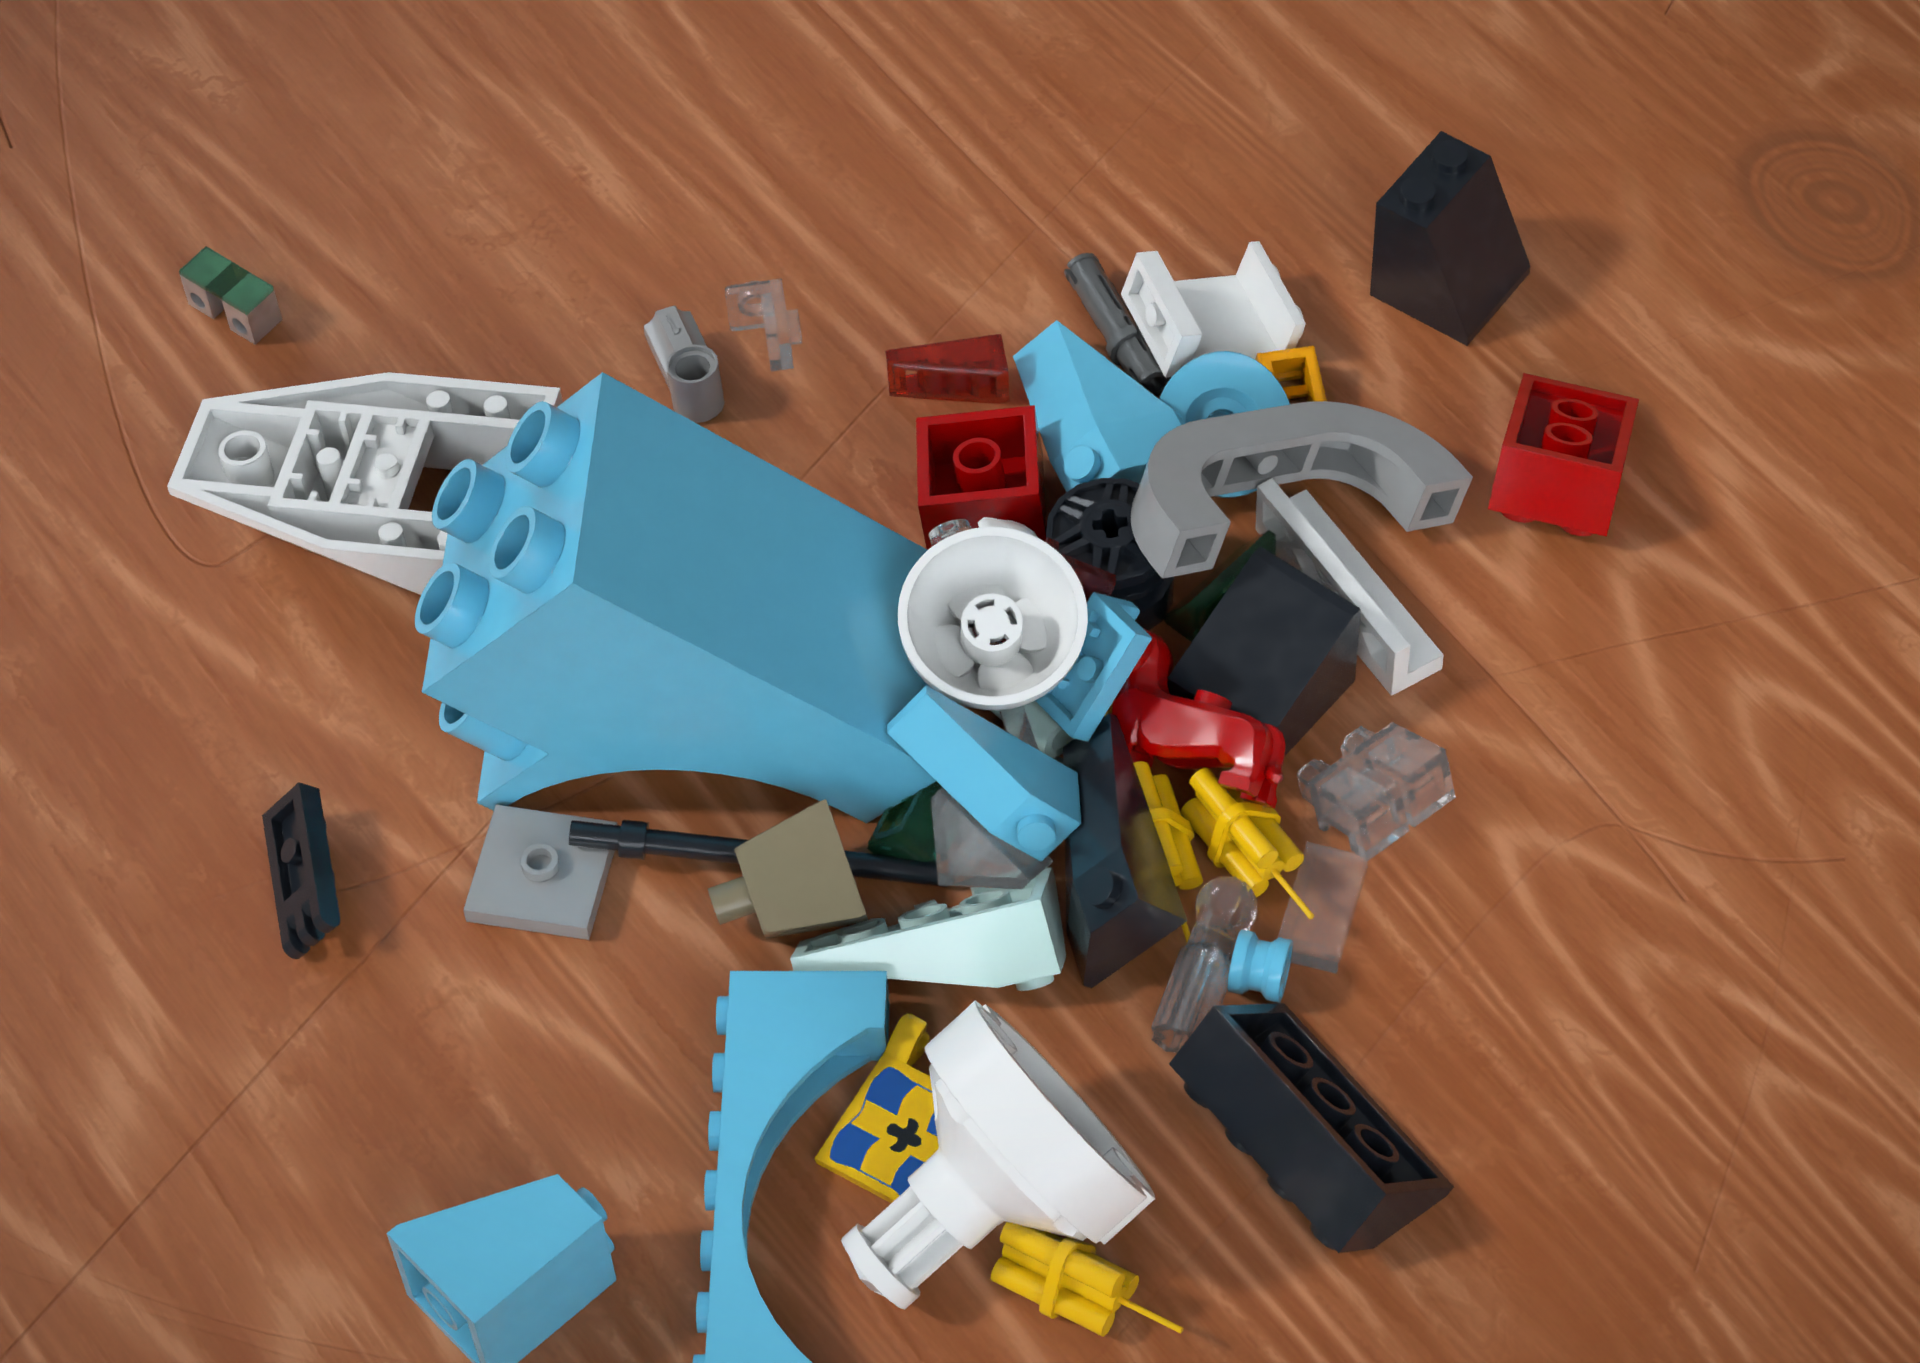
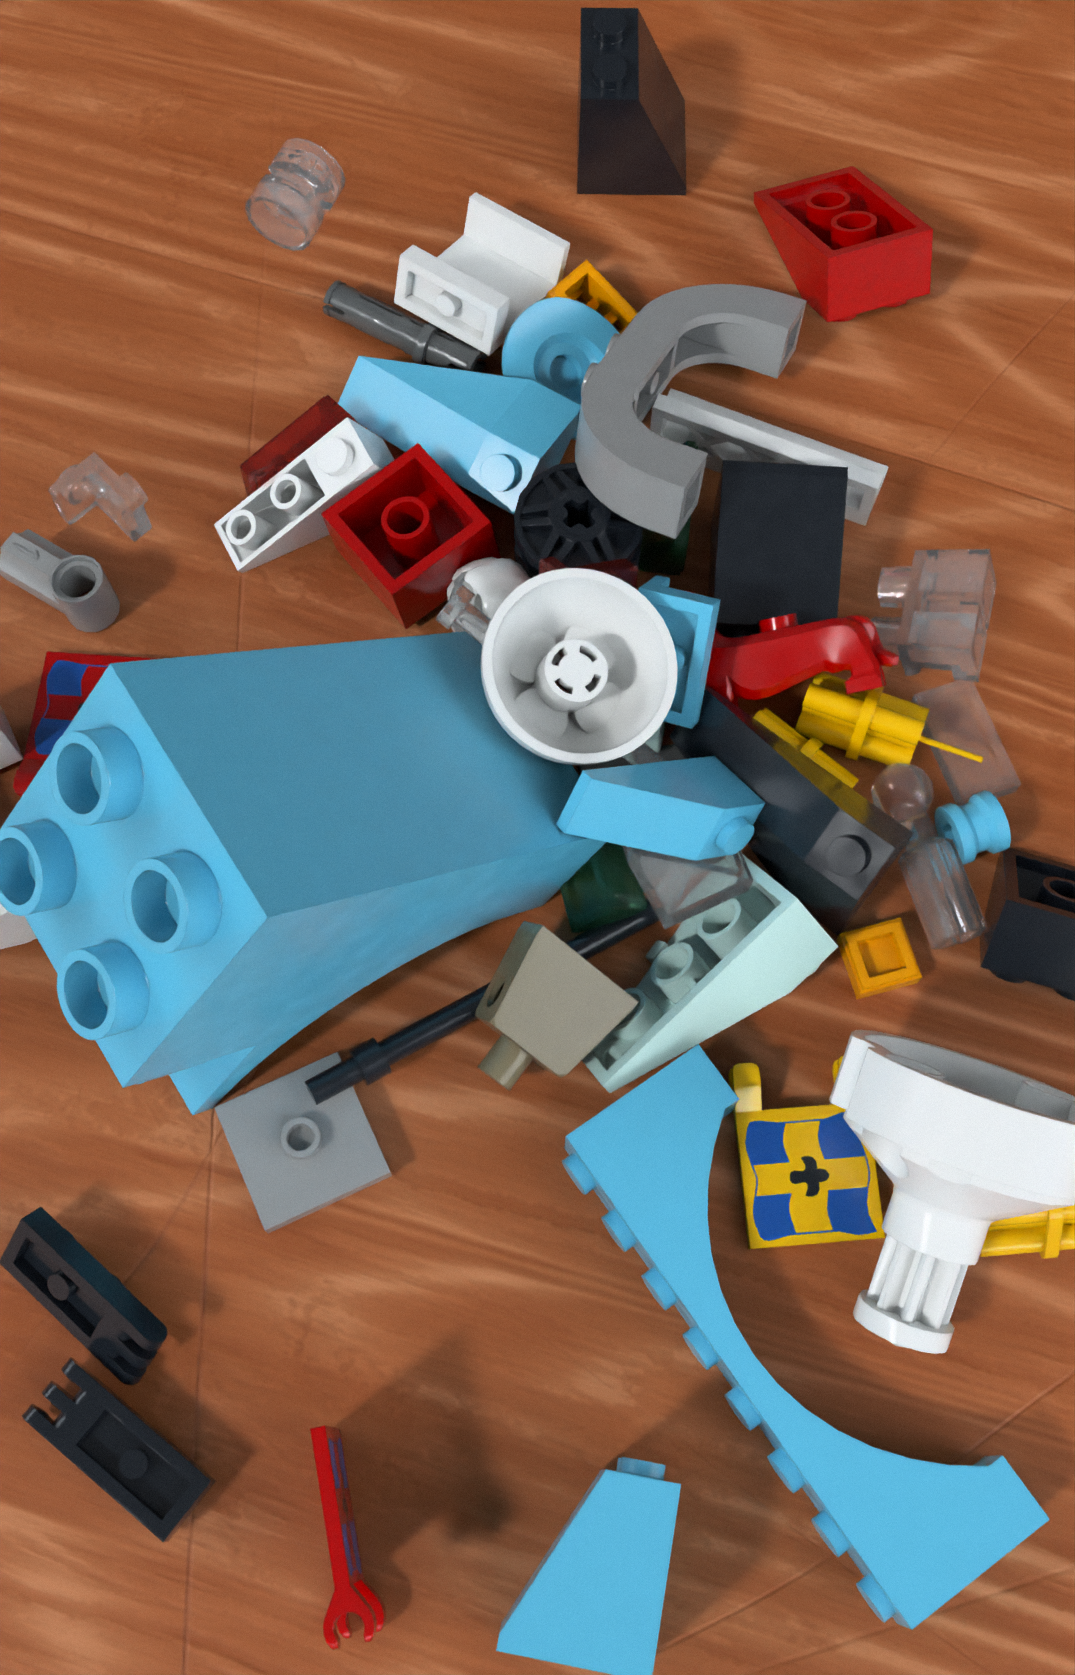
camera: 40 degrees left, 15 degrees up
(246, 992) = (121, 1452): none -> black hinge
(349, 1123) = (351, 1589): none -> red flag
(888, 409) = (290, 504): none -> white slope
(1102, 1021) = (878, 958): none -> light orange tile
(1118, 165) = (296, 194): none -> clear wheel

